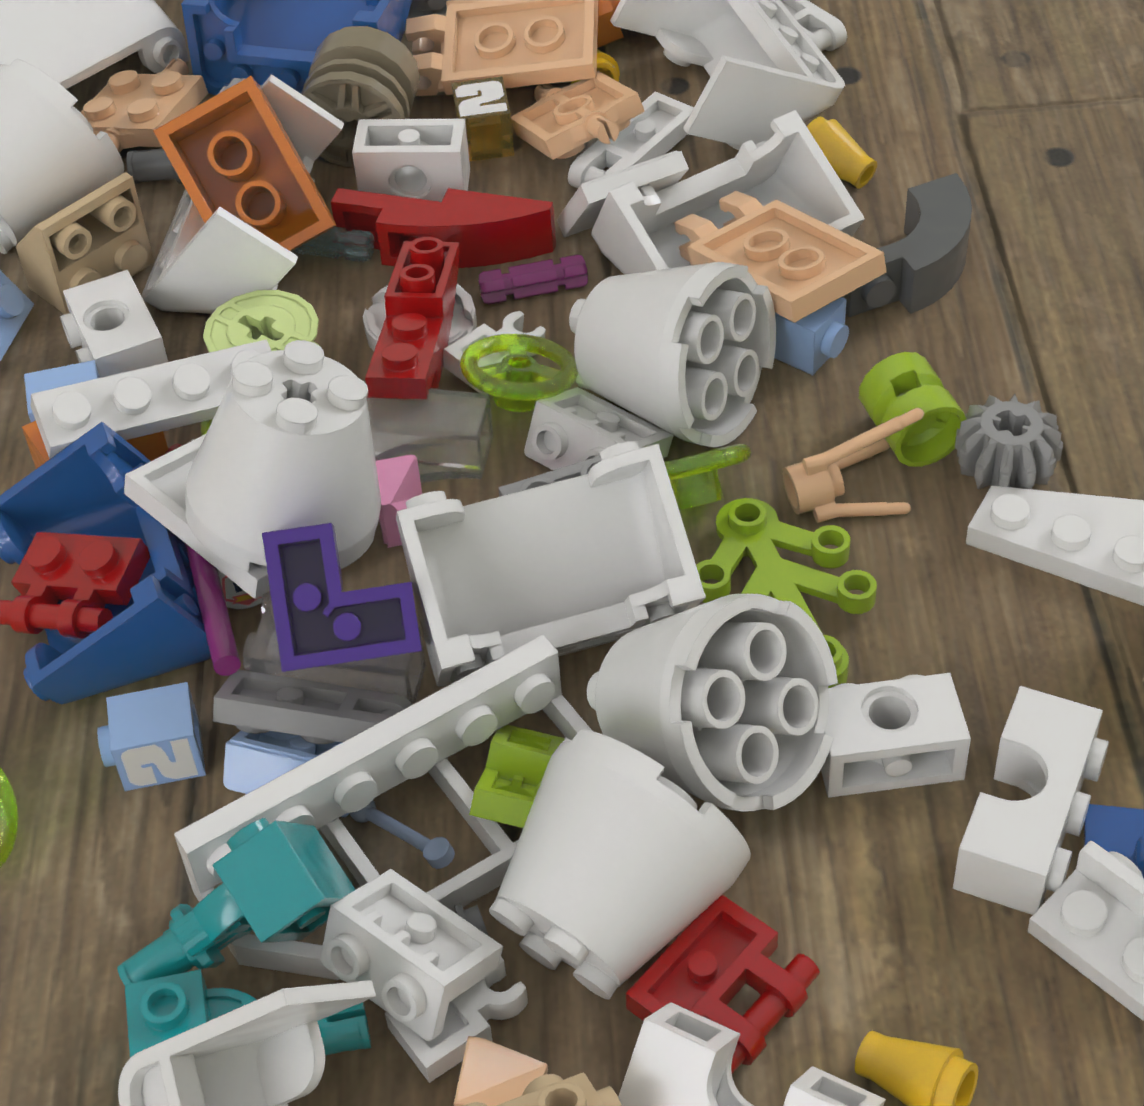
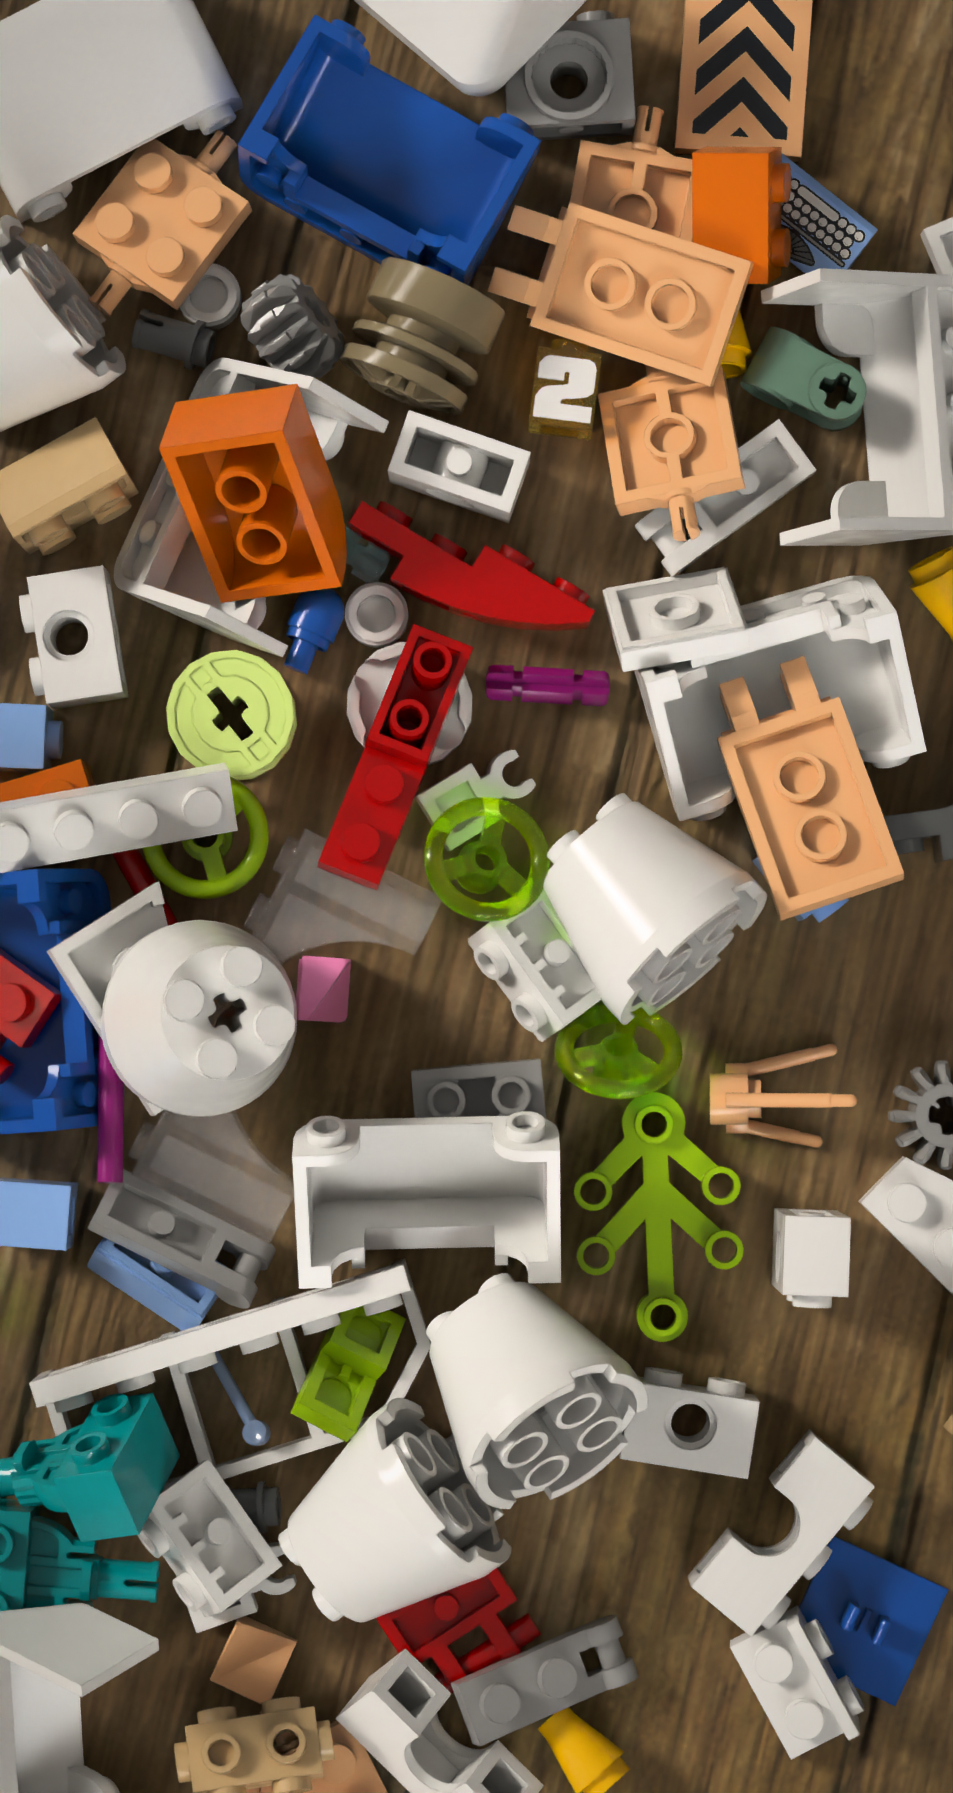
camera: 10 degrees right, 40 degrees up
(319, 620) = (218, 1208): dark purple brick -> none
(322, 285) = (313, 626): none -> blue cylinder
(369, 274) = (376, 614): none -> white tile
(668, 69) = (794, 376): none -> sand green piece
(838, 1004) = (542, 1680): none -> light grey plate
(908, 383) = (866, 1065): lime wheel -> none
(939, 545) = (811, 1256): none -> white brick

